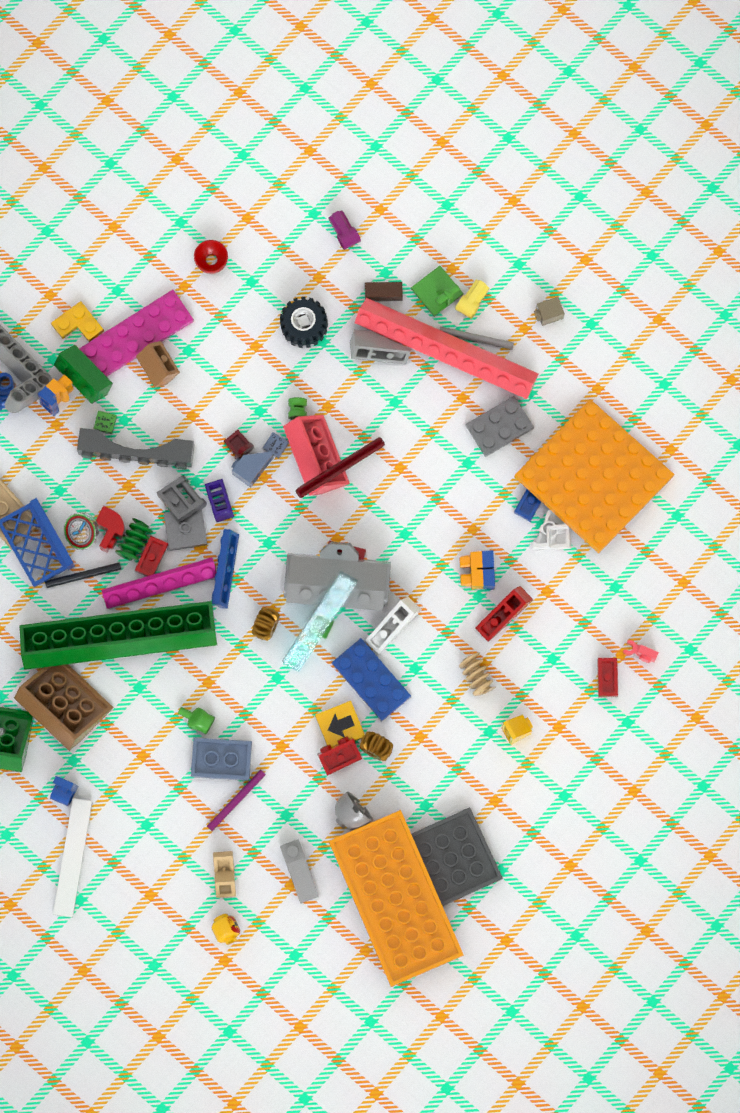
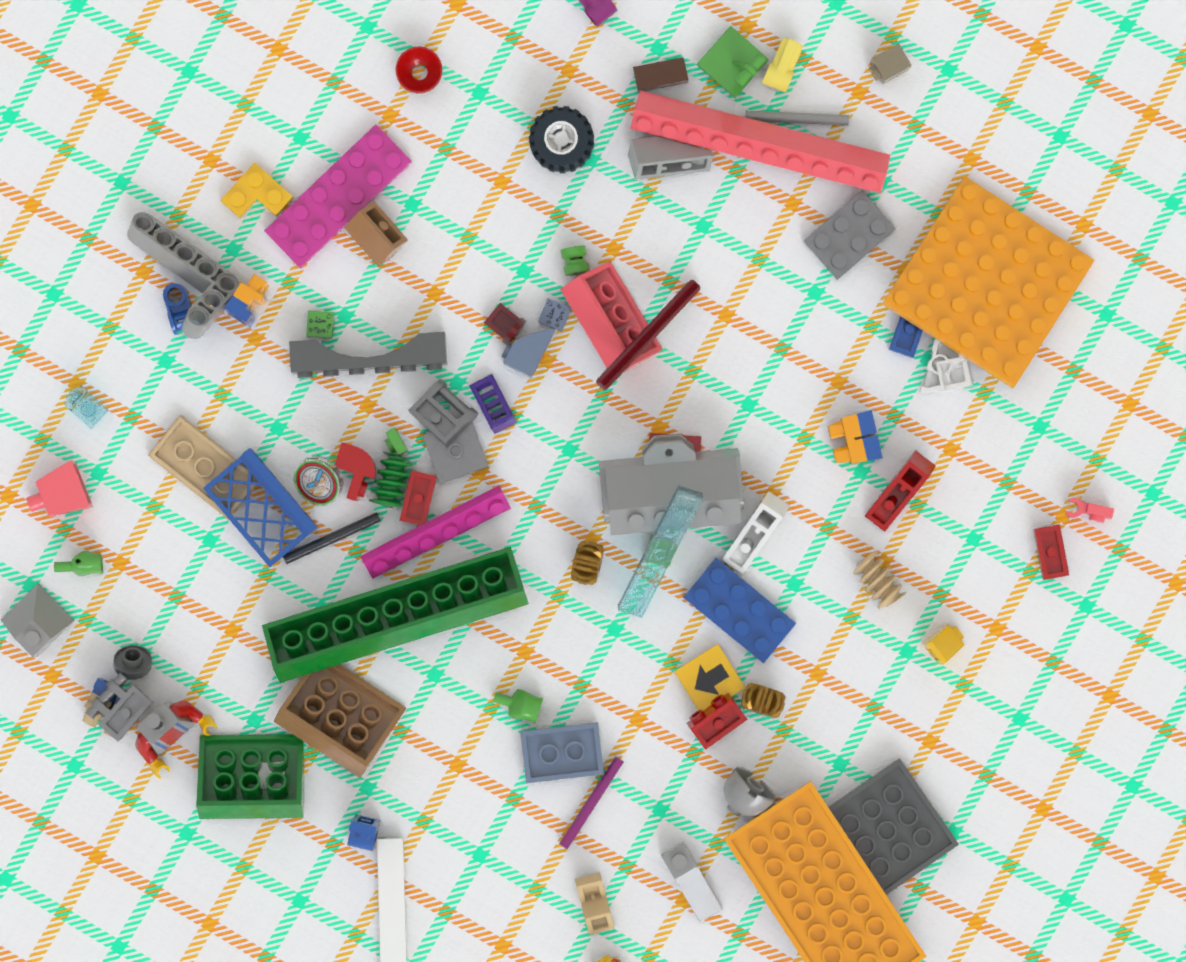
camera: 10 degrees left, 10 degrees up
(83, 374) = (278, 265): green brick -> none
(142, 513) = (395, 442): none -> bright green plate
(225, 569) = (519, 497): blue plate -> none

